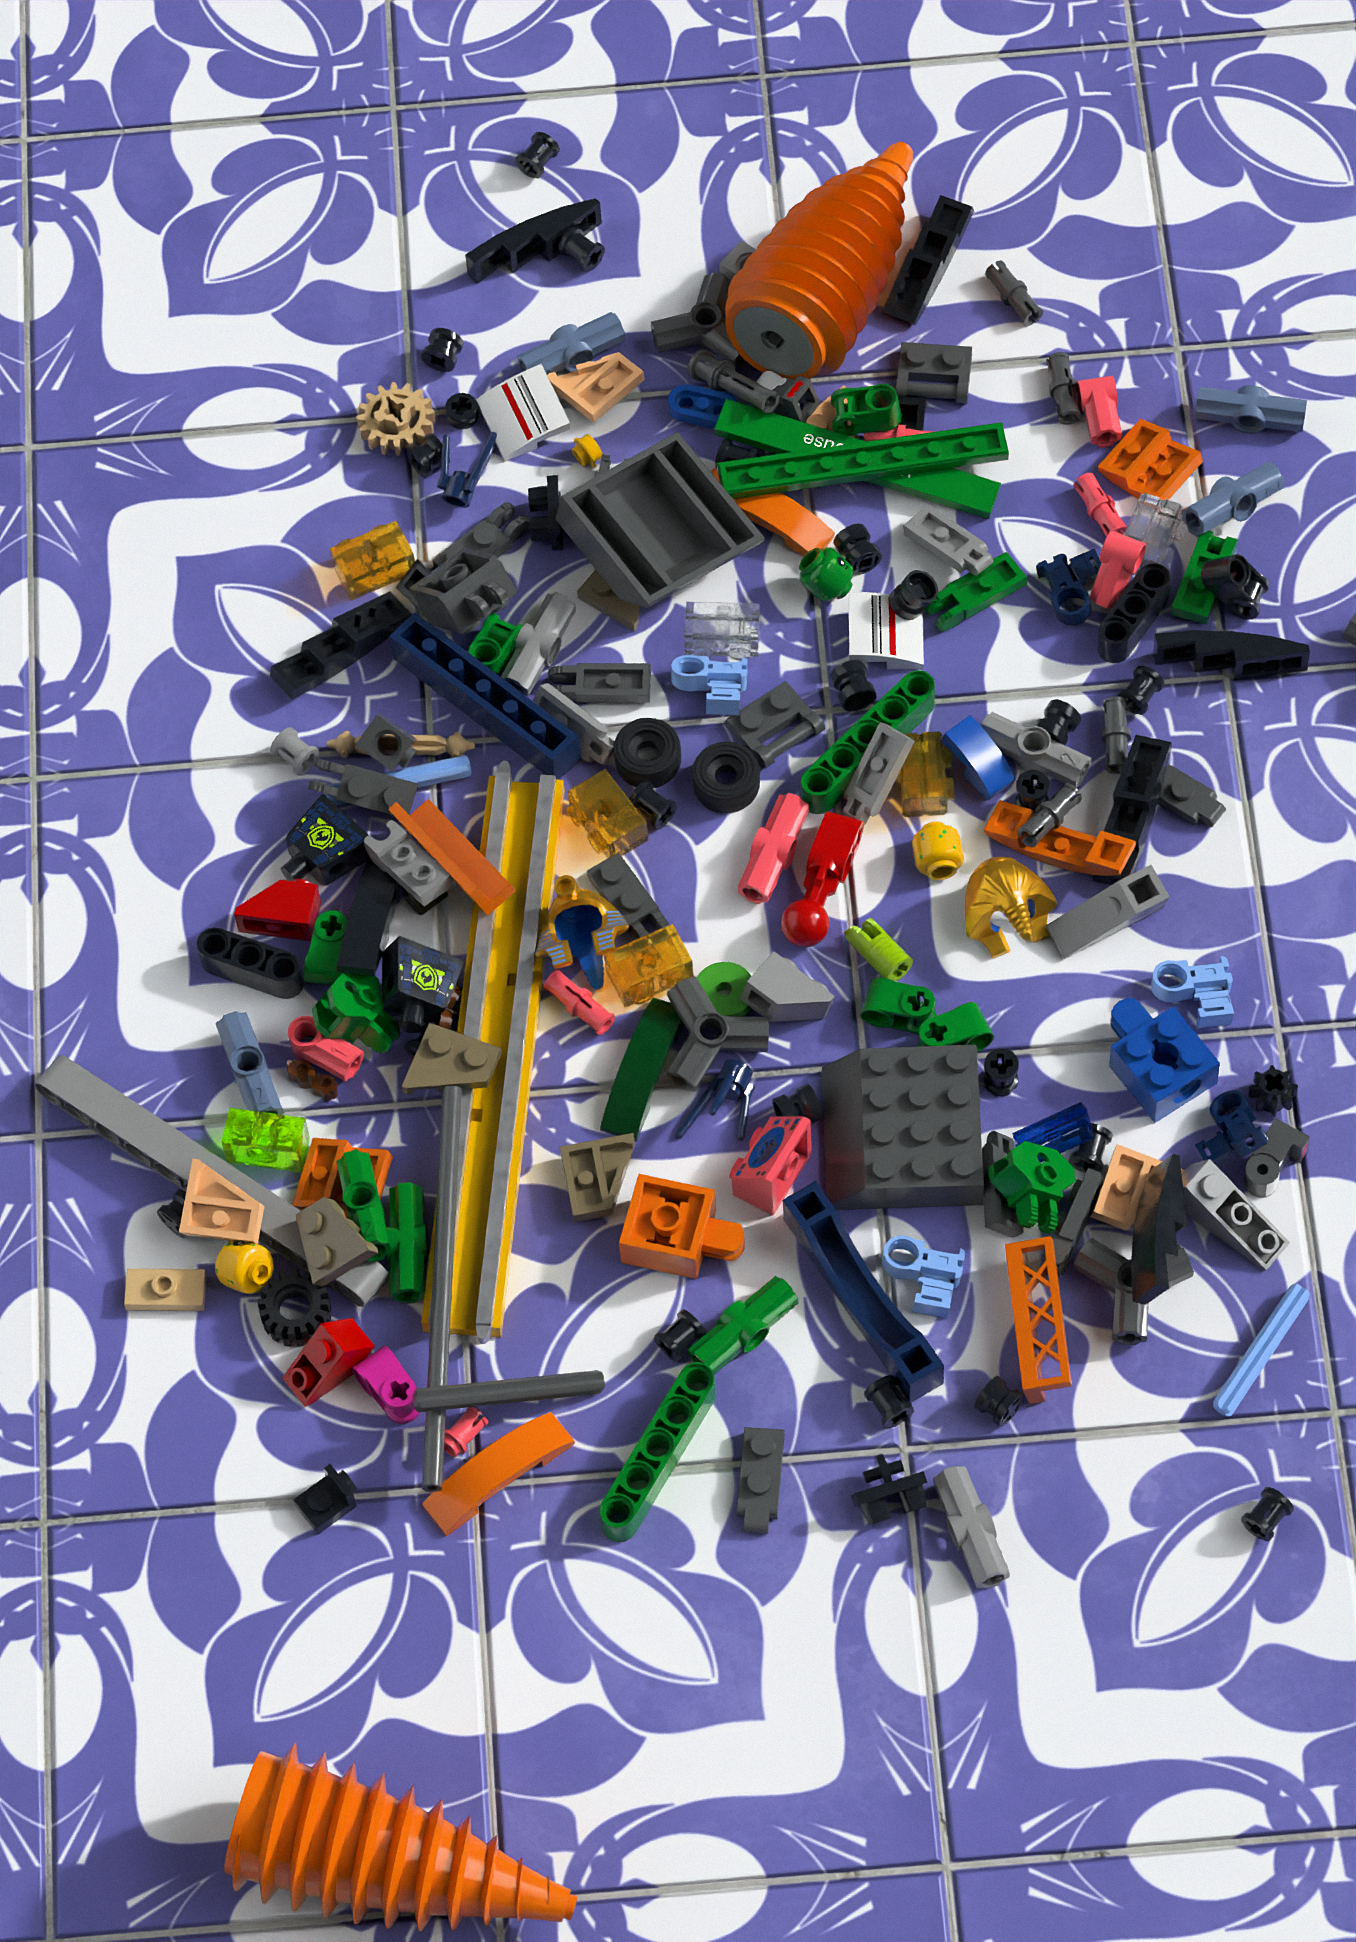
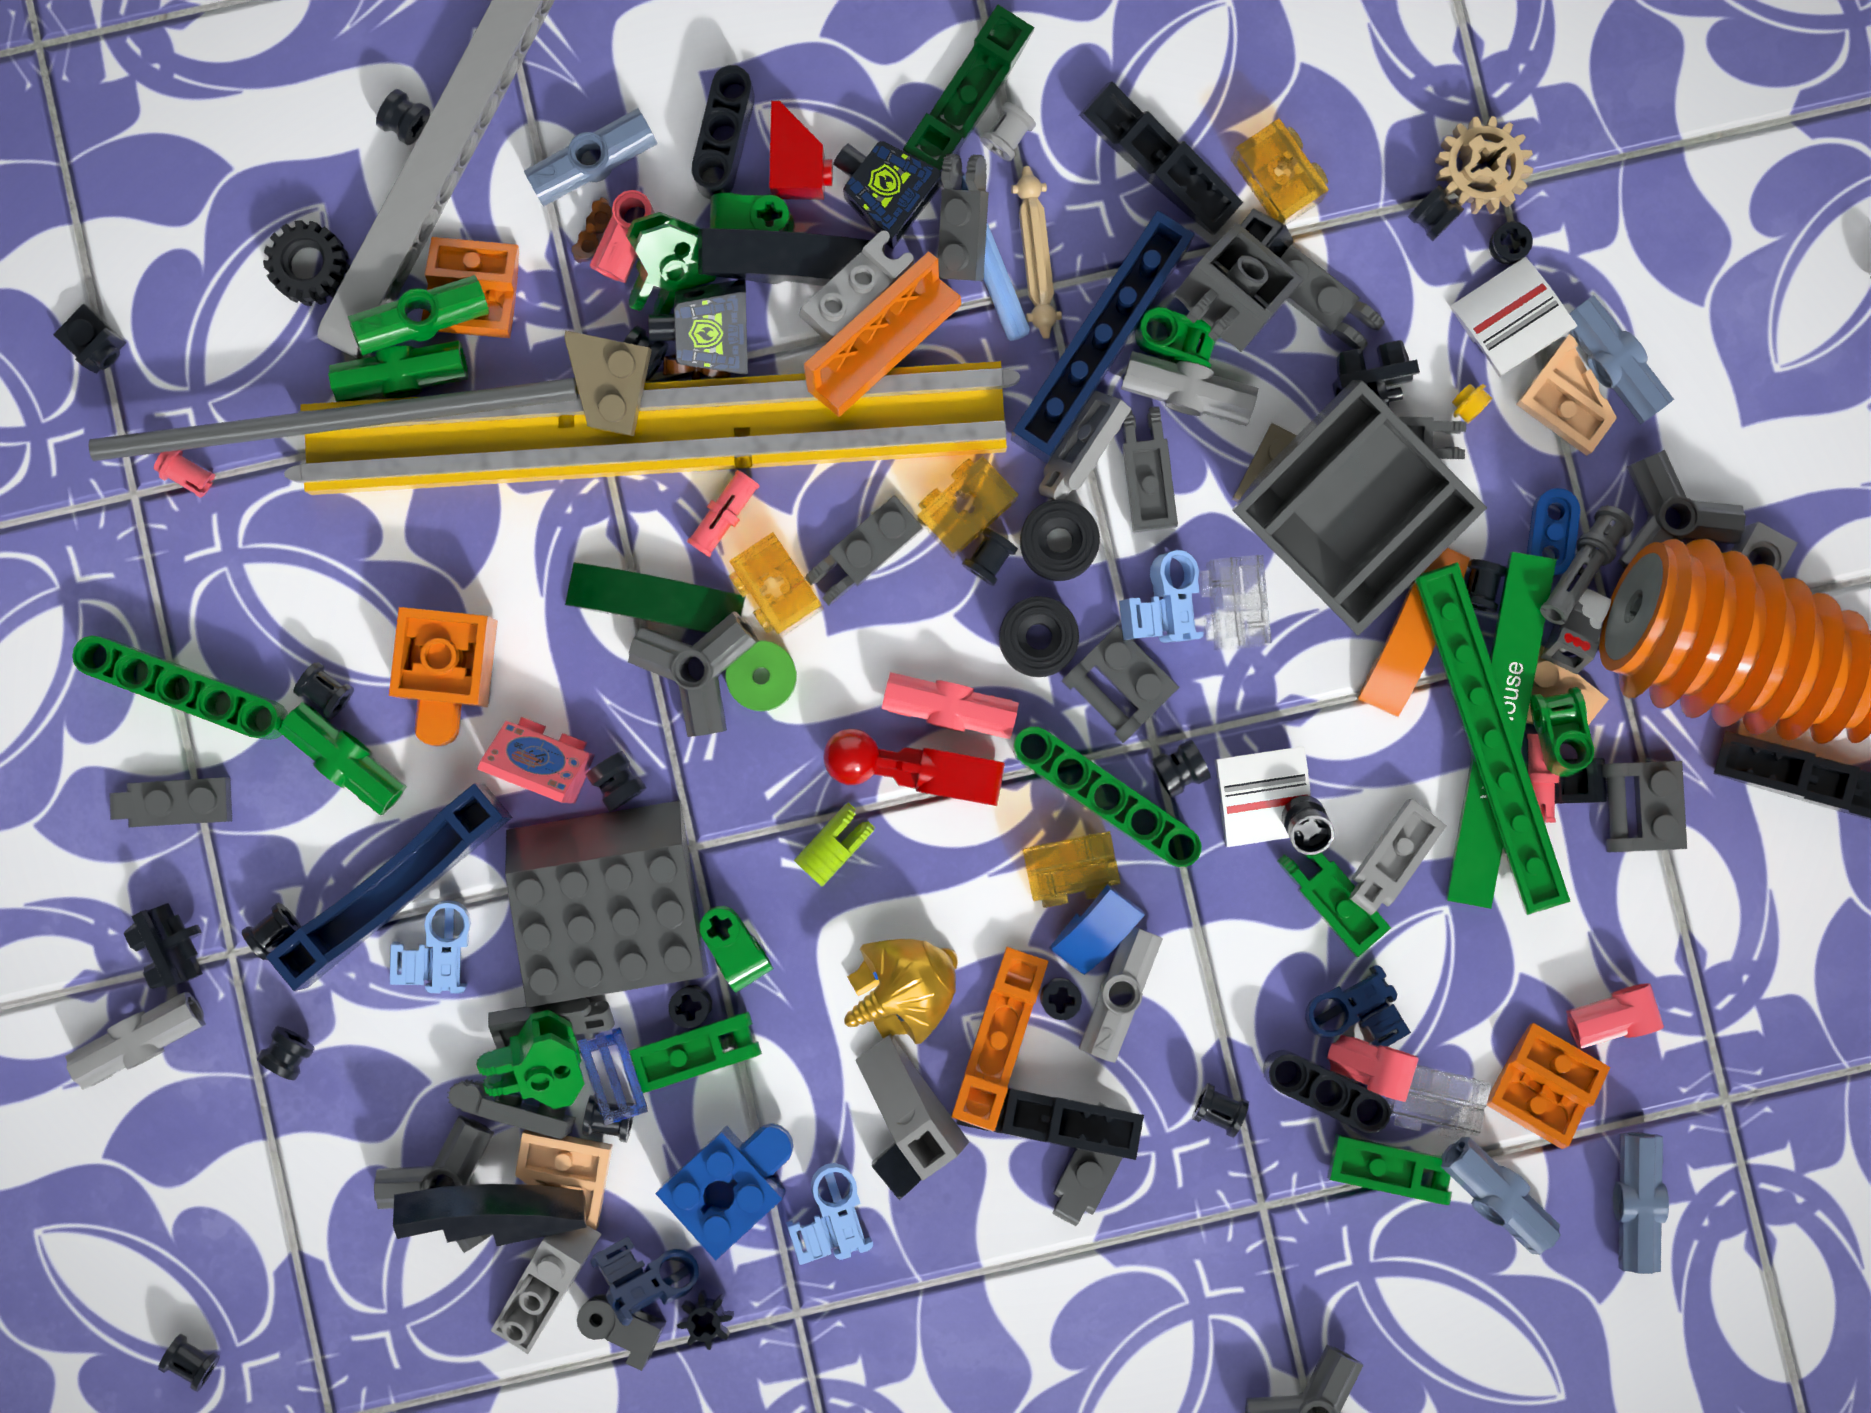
camera: 80 degrees right, 25 degrees up
(165, 1289) = (317, 118): tan plate -> none
(219, 1208) = (392, 155): light nougat wing -> none
(244, 1266) = (341, 197): yellow head -> none
(250, 774) = (971, 88): none -> dark green slope
(265, 1140) = (500, 192): clear neon green brick -> none
(327, 1359) = (245, 311): red slope -> none
(331, 1241) = (359, 285): dark tan wing -> none
(370, 742) = (1036, 234): dark grey brick -> none
(387, 1383) = (230, 378): dark pink piece -> none
(442, 349) = (1592, 203): black wheel -> none
(461, 486) = (1394, 259): dark blue plant -> none
(495, 1469) = (148, 522): orange slope -> none
(508, 1391) = (217, 513): dark grey axle -> none
(531, 237) = (1781, 300): black slope -> none
(580, 927) = (813, 501): piece -> none
(581, 249) = (1766, 347): black bush -> none
(596, 1174) = (508, 566): dark tan wing -> none
(730, 1084) = (642, 702): dark blue plant -> none
(785, 992) = (754, 745): light grey slope -> none
(826, 574) = (1327, 715): green head -> none
(856, 547) = (1372, 747): black wheel -> none
(876, 773) = (1055, 814): light grey hinge -> none
(897, 1005) = (761, 868): green piece -> none
(937, 850) = (971, 897): yellow head -> none
(1014, 293) = (1776, 890): dark grey pin -> none
(1026, 1322) = (383, 1071): orange fence -> none
(1040, 1072) = (693, 1053): none -> green plate
(1049, 815) = (1030, 1023): dark grey pin -> none
(1059, 720) = (1158, 1016): black wheel -> none
(1063, 388) = (1642, 967): dark grey pin -> none
(1099, 504) = (1475, 1033): coral pin -> none
(1115, 734) = (1156, 1087): dark grey pin -> none
(1160, 932) = (896, 1171): none -> black slope
(1235, 584) = (1376, 1209): black piece -> none
(1243, 652) = (1286, 1227): black slope -> none
(1261, 1350) = (388, 1335): light blue axle -> none

